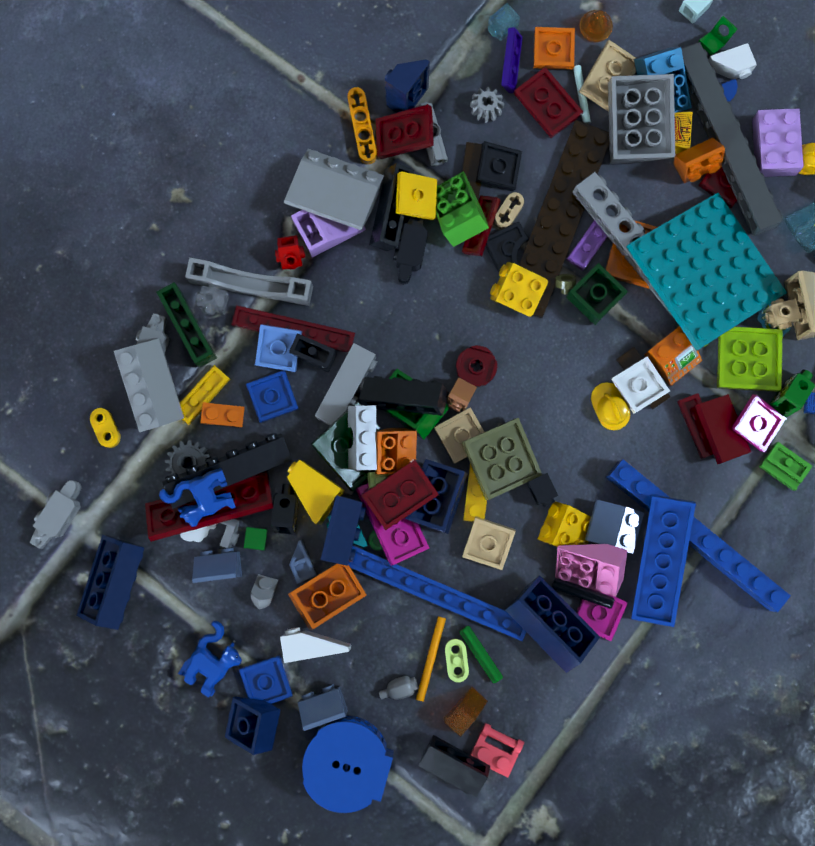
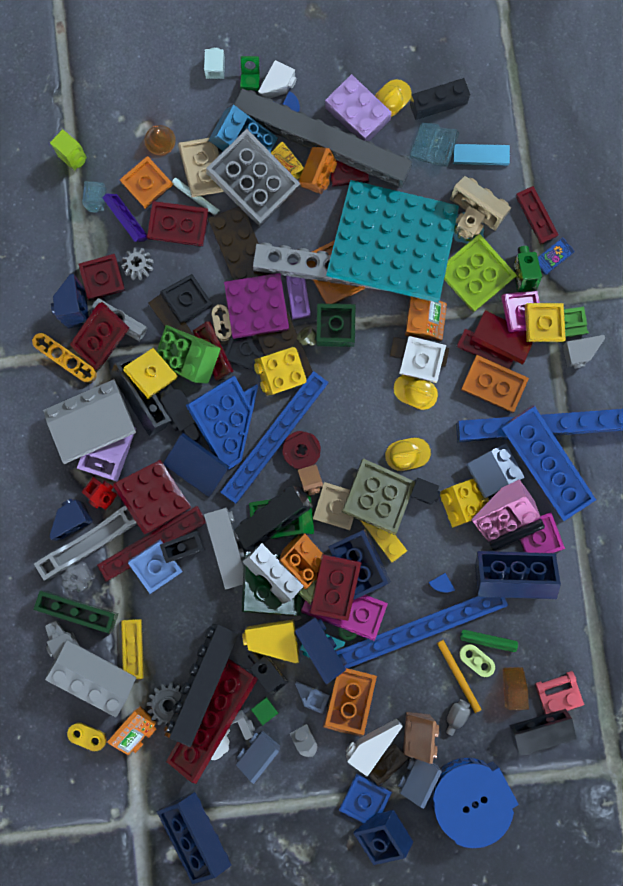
camera: 45 degrees left, 0 degrees up
(57, 514) = (112, 829): light grey hinge -> none
(142, 456) = (132, 732): none -> orange slope
(203, 492) = (200, 715): blue animal -> none
(208, 664) = (314, 827): blue animal -> none
(222, 415) = (160, 649): orange plate -> none
(248, 250) = (70, 519): none -> dark blue slope
(272, 396) = (182, 603): blue tile -> none
(309, 672) = (388, 765): none -> dark brown tile
(326, 291) = (151, 496): none -> dark red plate
(354, 673) = (420, 737): none -> nougat slope
(384, 300) = (196, 465): none -> dark blue tile
(439, 286) = (225, 418): none -> blue wing
(449, 89) = (101, 277): none -> dark red plate
(465, 336) = (274, 437): none -> blue plate
(486, 574) = (442, 584): none -> blue tile
(488, 543) = (423, 561): tan plate -> none
(548, 221) = (256, 305): none -> magenta plate
(557, 449) = (408, 454): none -> yellow piece
(680, 459) = (494, 384): none -> orange plate
(768, 448) = (545, 322): none -> yellow plate
(775, 498) = (581, 351): none -> light grey slope

